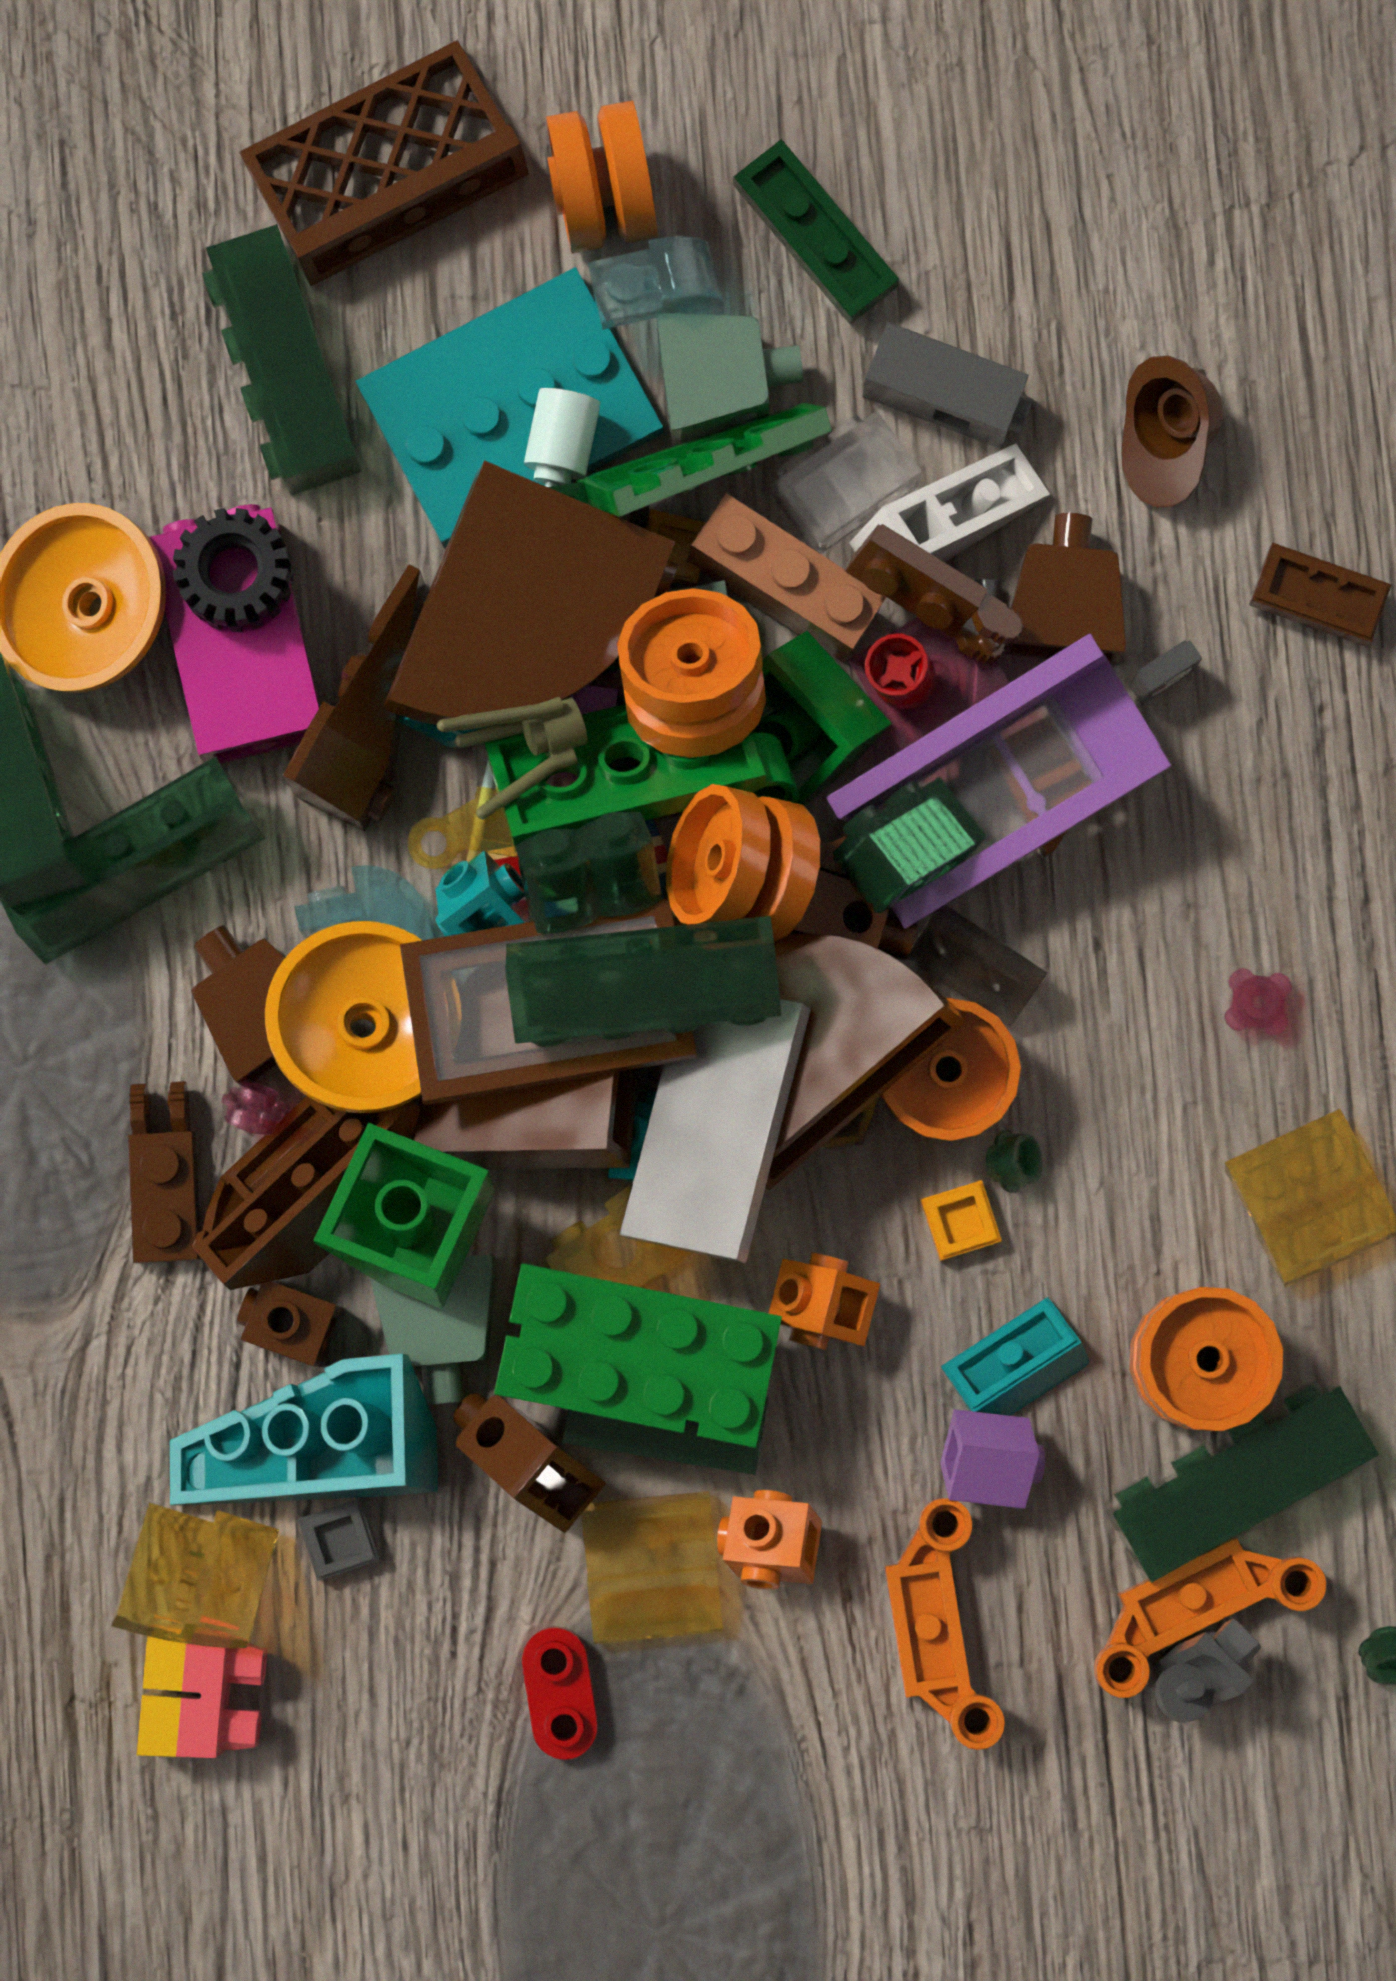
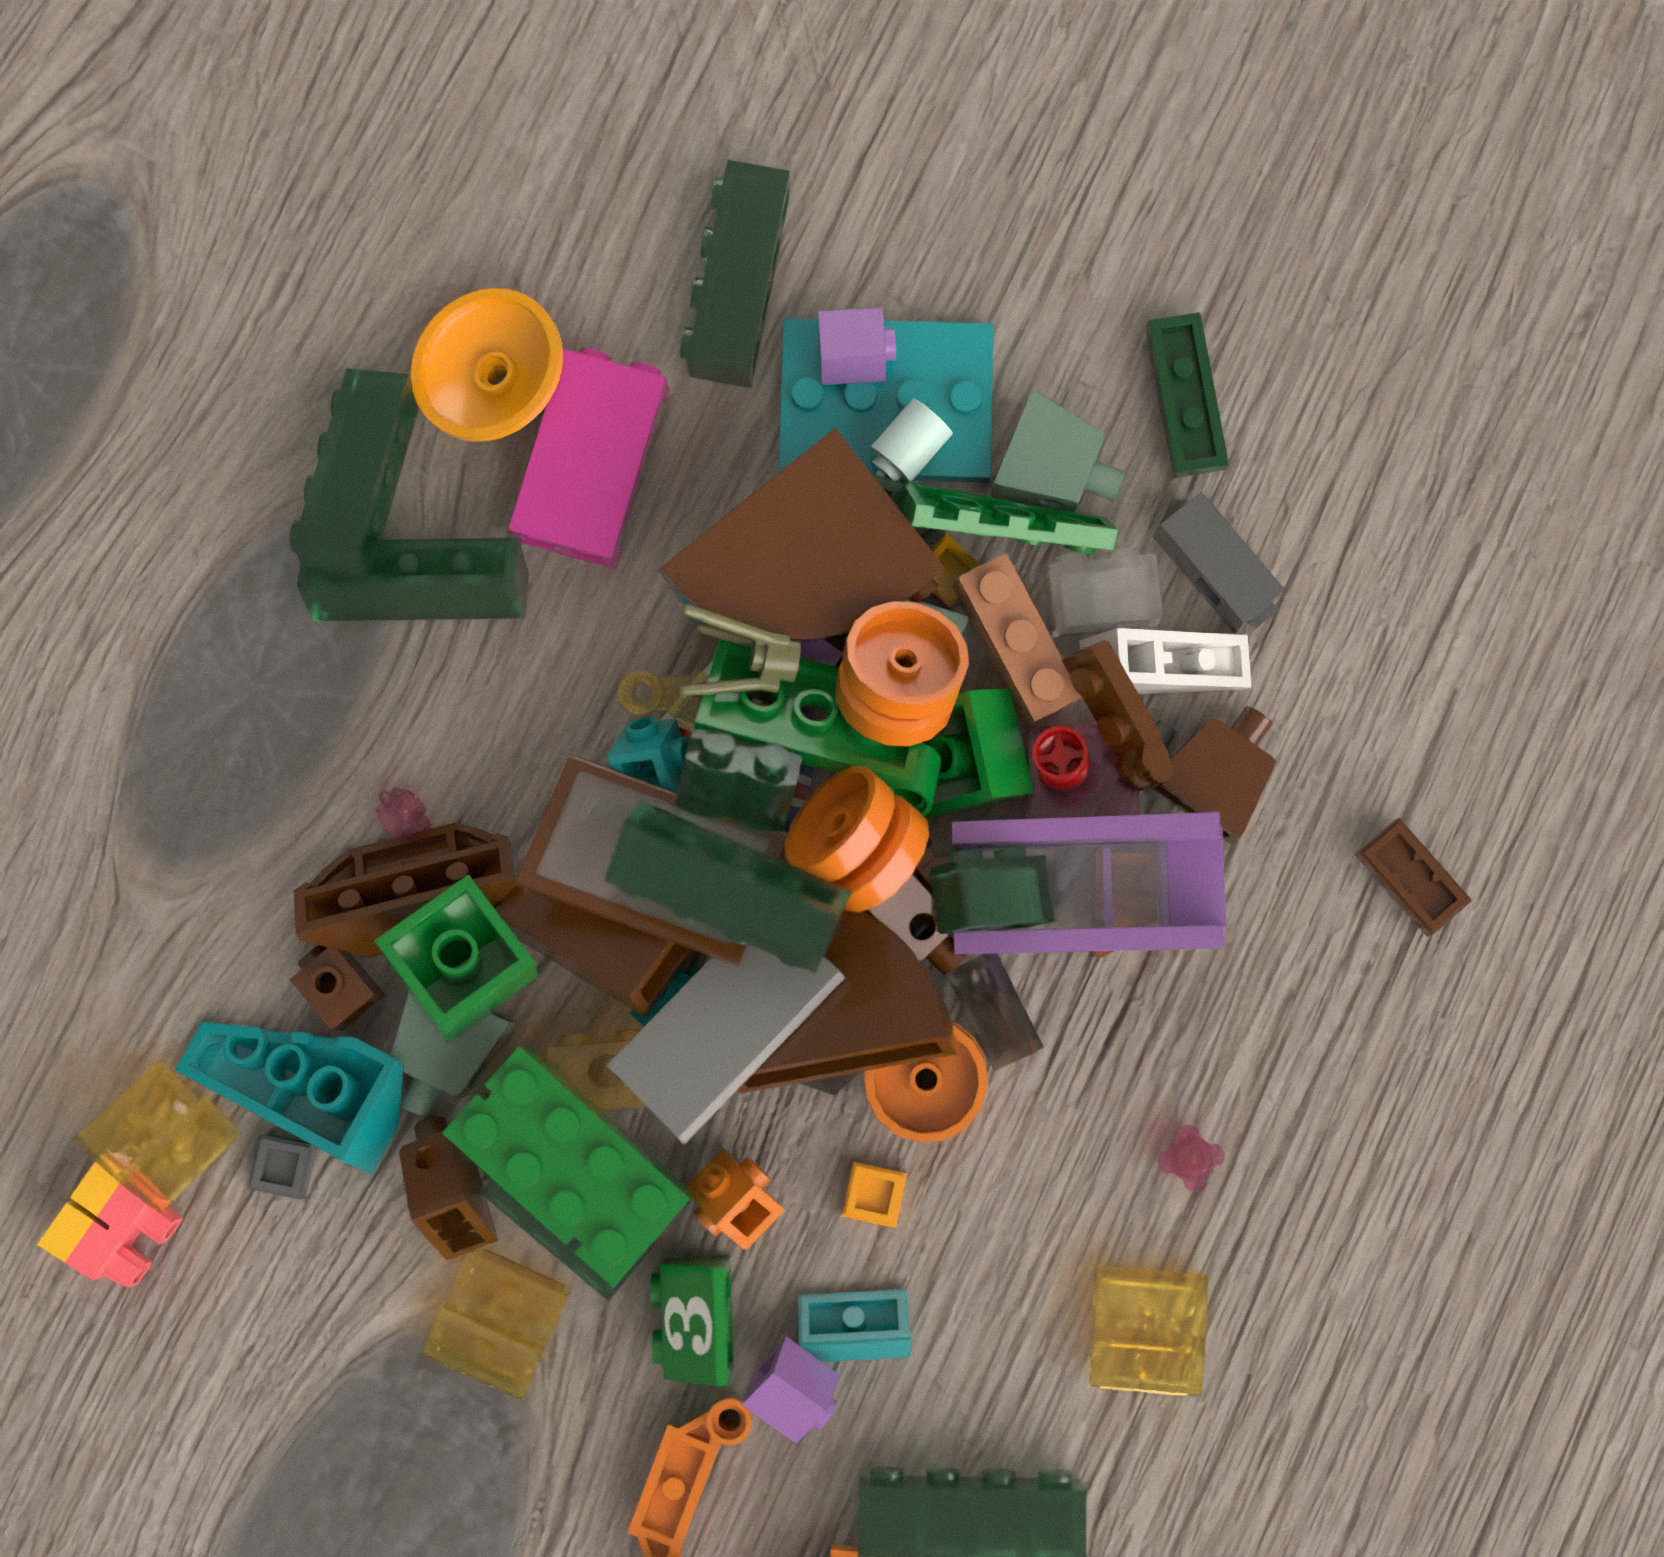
camera: 30 degrees right, 0 degrees up
(163, 1180) = (308, 825): reddish brown hinge -> none
(206, 543) = (599, 377): black tyre -> none
(235, 1000) = (447, 737): reddish brown torso -> none
(317, 996) = (481, 764): light orange dish -> none
(353, 747) = (621, 588): reddish brown wedge -> none
(378, 898) = (582, 718): clear light blue brick -> none
(395, 208) = (903, 210): reddish brown fence -> none
(448, 368) = (854, 346): none -> medium lavender brick
(560, 1693) = (377, 1377): red plate -> none
(601, 177) = (1047, 266): orange wheel -> none
(666, 278) = (1055, 367): clear light blue brick -> none
(770, 1540) = (593, 1355): orange brick -> none
(852, 1444) = (695, 1320): none -> green slope
(1014, 1160) = (939, 1173): clear green plate -> none
(1165, 671) = (1262, 869): dark grey tile -> none
(1167, 429) = (1367, 689): reddish brown piece -> none
(1241, 1374) = (1025, 1428): orange wheel -> none

